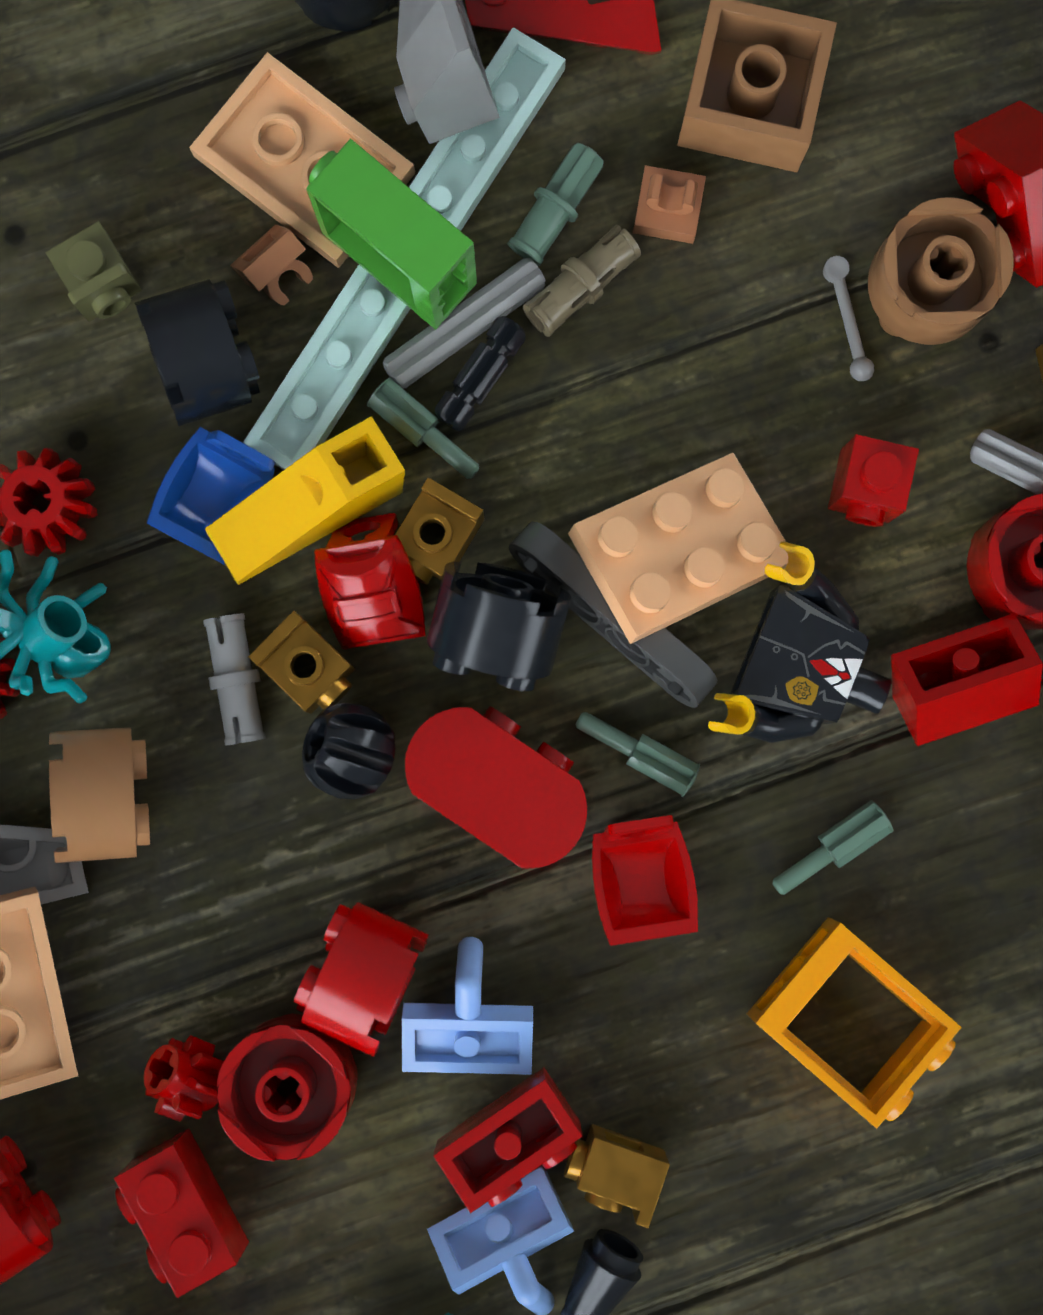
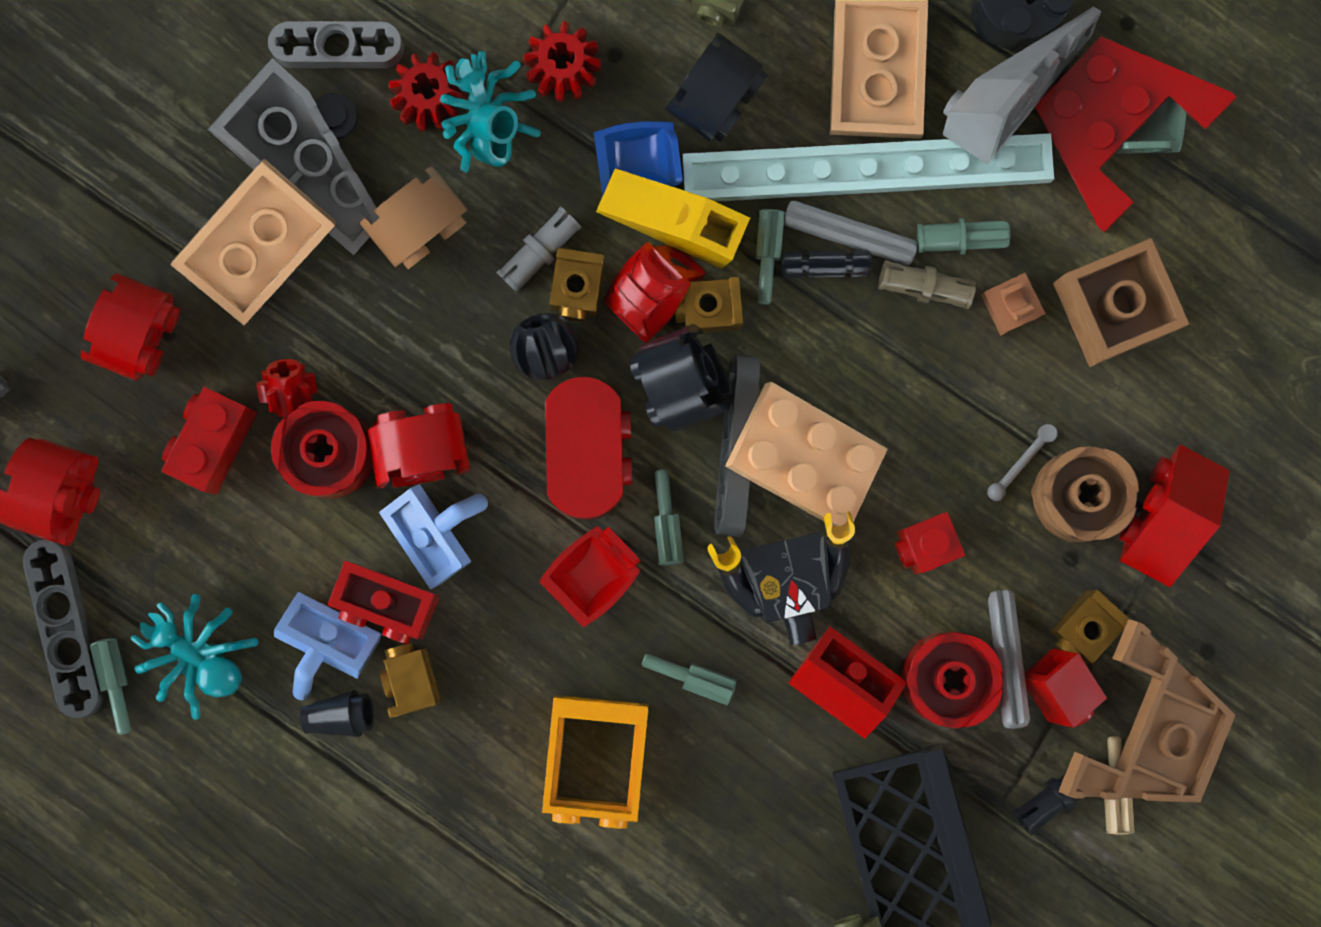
camera: 55 degrees right, 0 degrees up
(268, 259) = (804, 90): nougat tile -> none
(392, 232) = (866, 152): bright green window -> none

